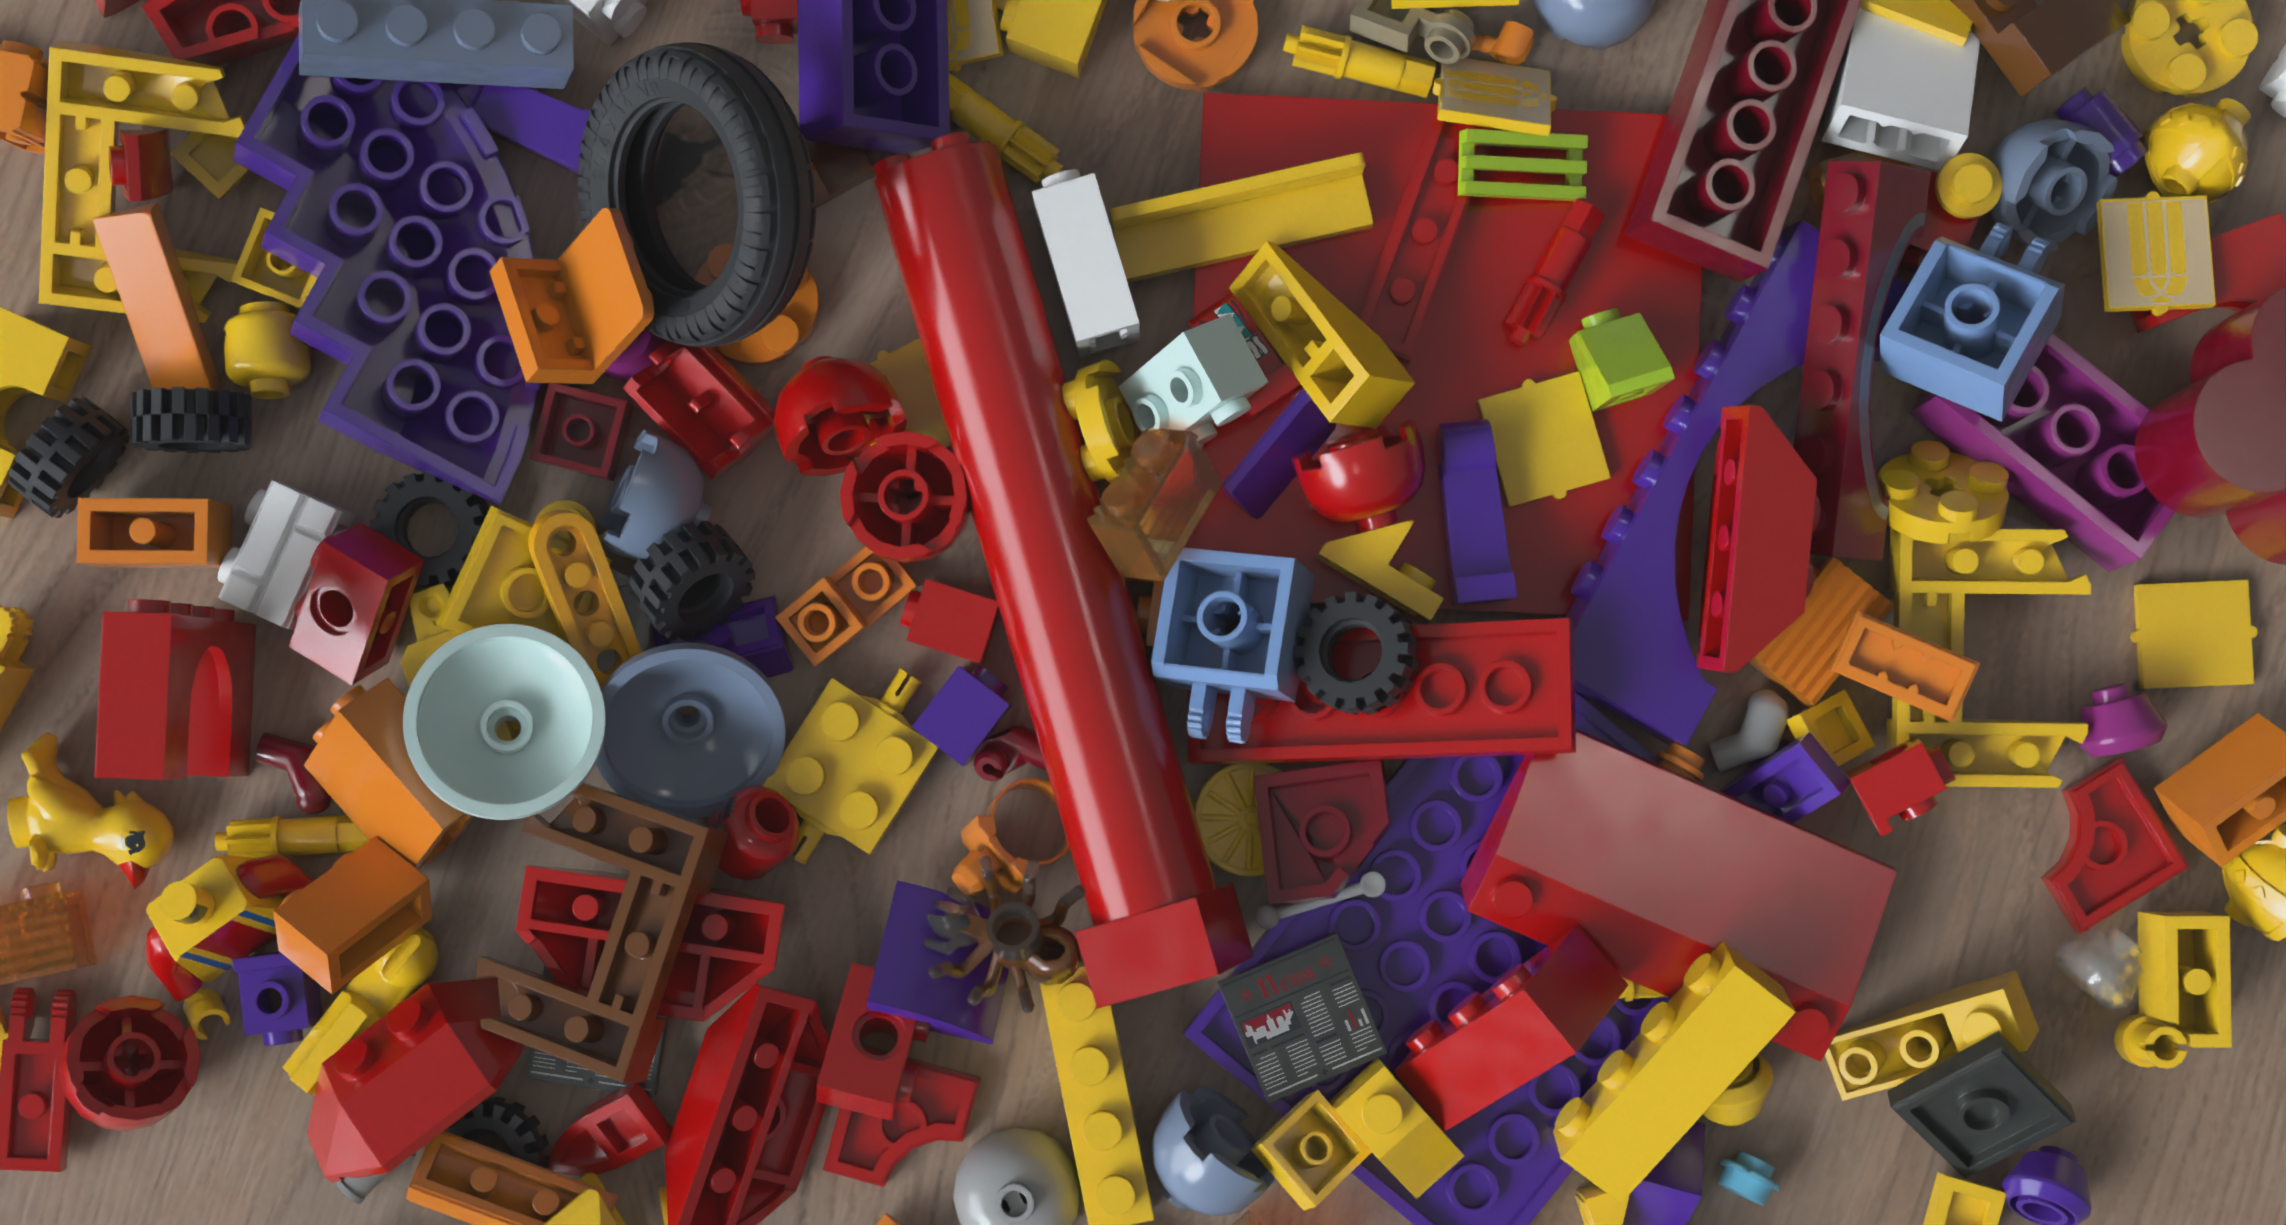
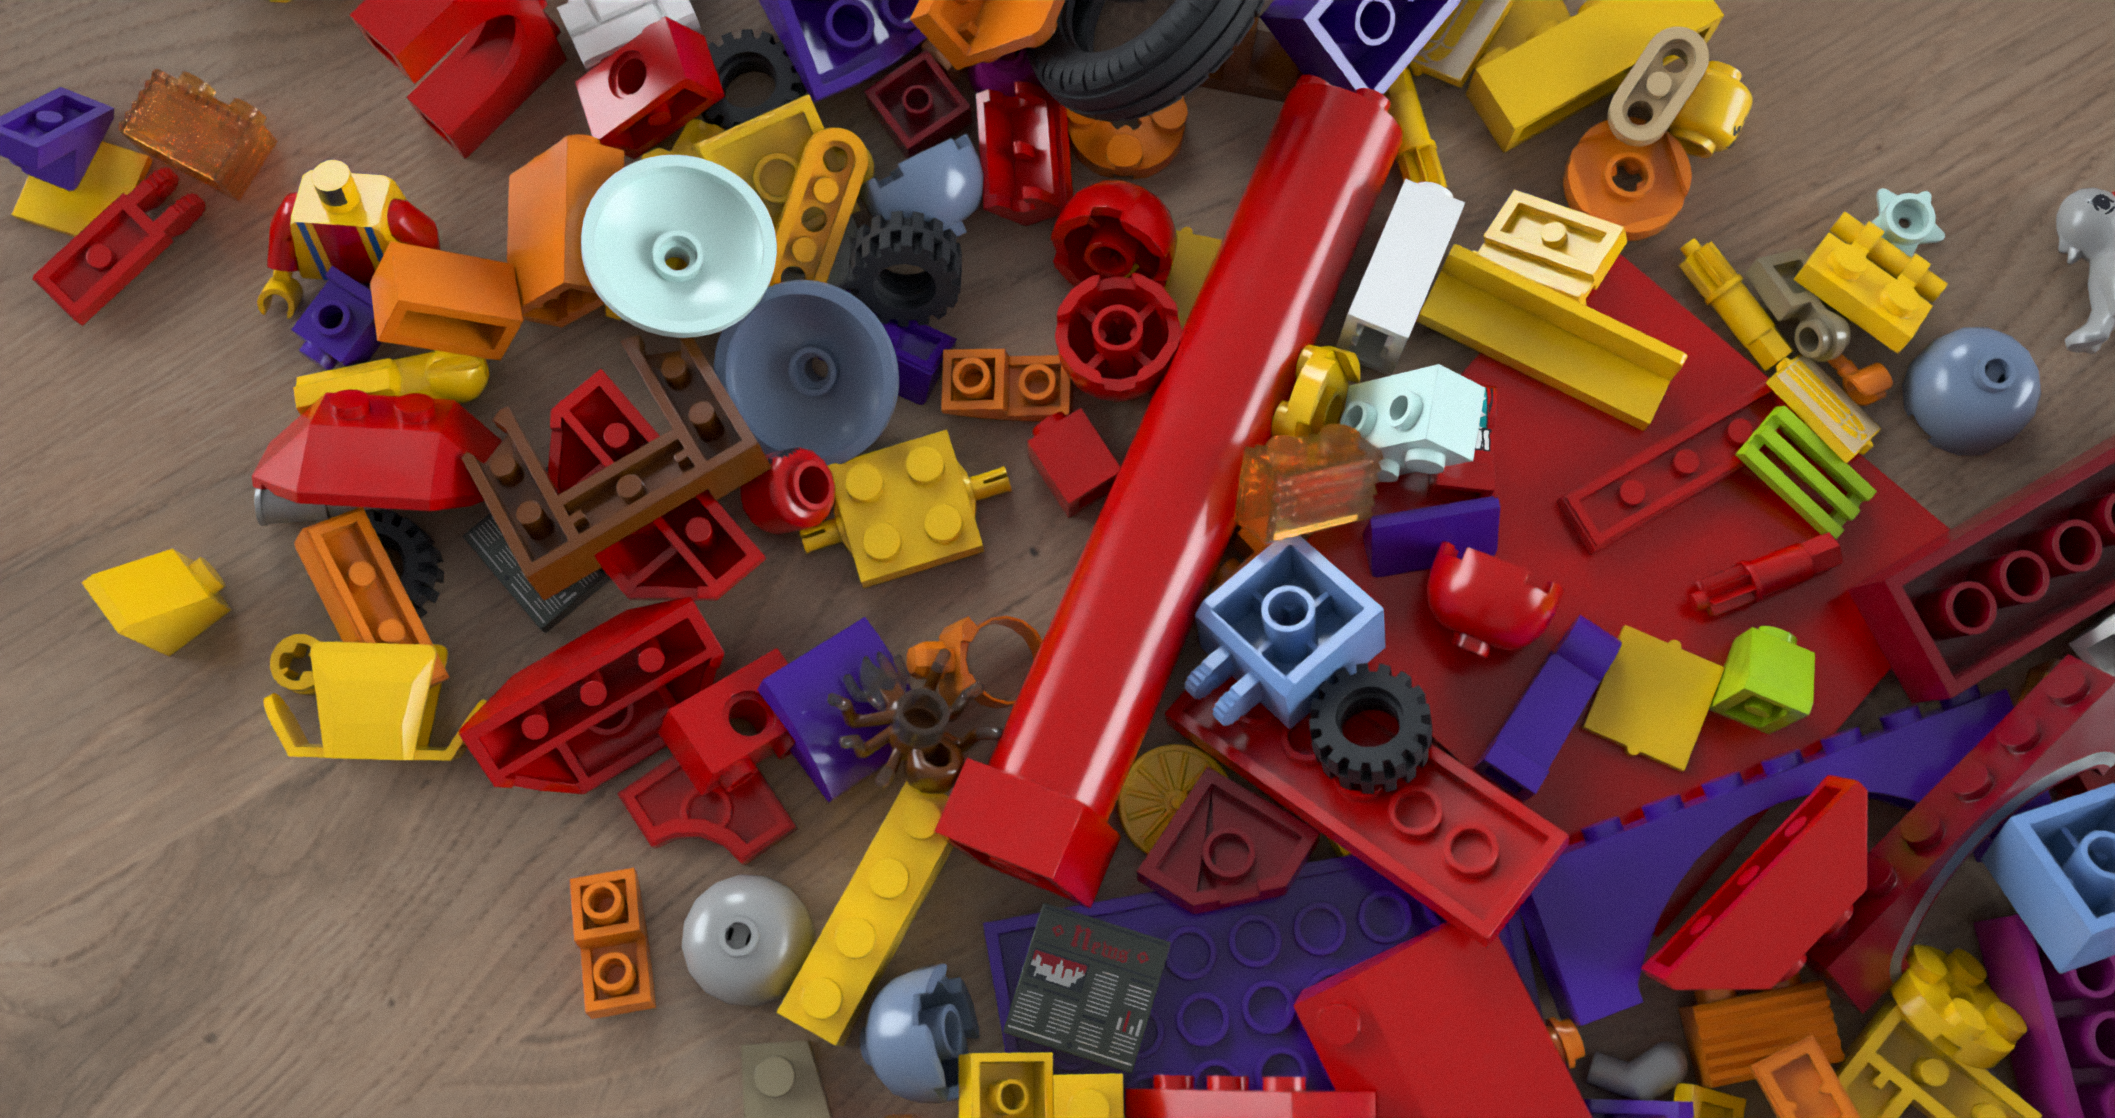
camera: 45 degrees right, 10 degrees down
(68, 819) = (311, 77): yellow animal -> none
(129, 1063) = (191, 278): red cylinder -> none
(290, 836) = (453, 219): yellow piece -> none
(291, 757) = (503, 162): dark red arm -> none
(610, 1134) = (485, 630): red plate -> none
(964, 713) = (1024, 536): dark purple brick -> none
(1007, 752) = (1029, 595): dark red arm -> none
(1182, 141) = (1553, 244): none -> yellow plate
(1321, 340) = (1538, 476): yellow slope -> none
(1366, 561) = (1439, 671): yellow slope -> none
(1370, 884) = (1229, 930): light grey hinge -> none

